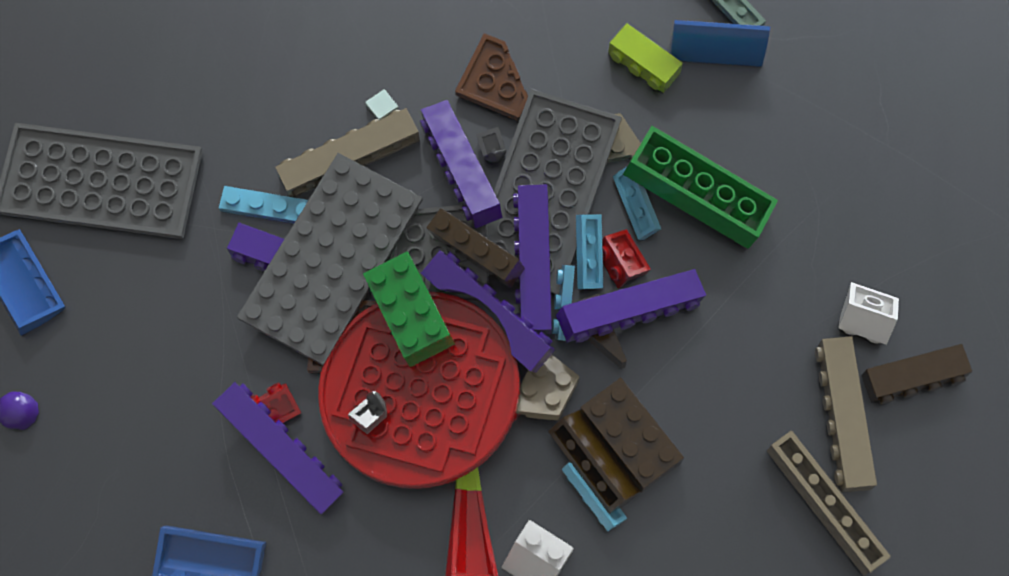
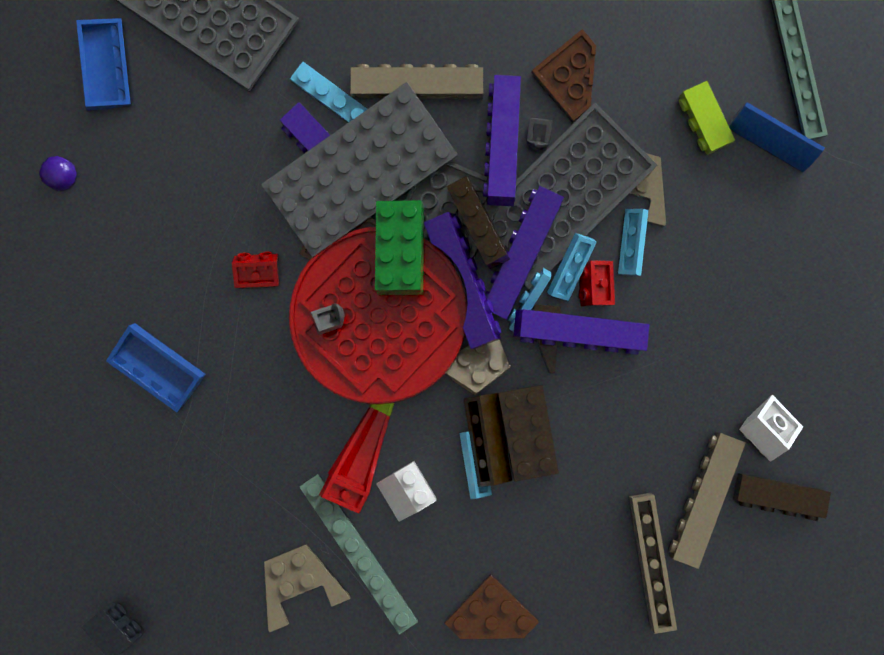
camera: 30 degrees right, 15 degrees up
(278, 448) = (245, 308): dark purple brick -> none
(381, 105) = (465, 52): light aqua tile -> none
(700, 187) = (690, 258): green brick -> none

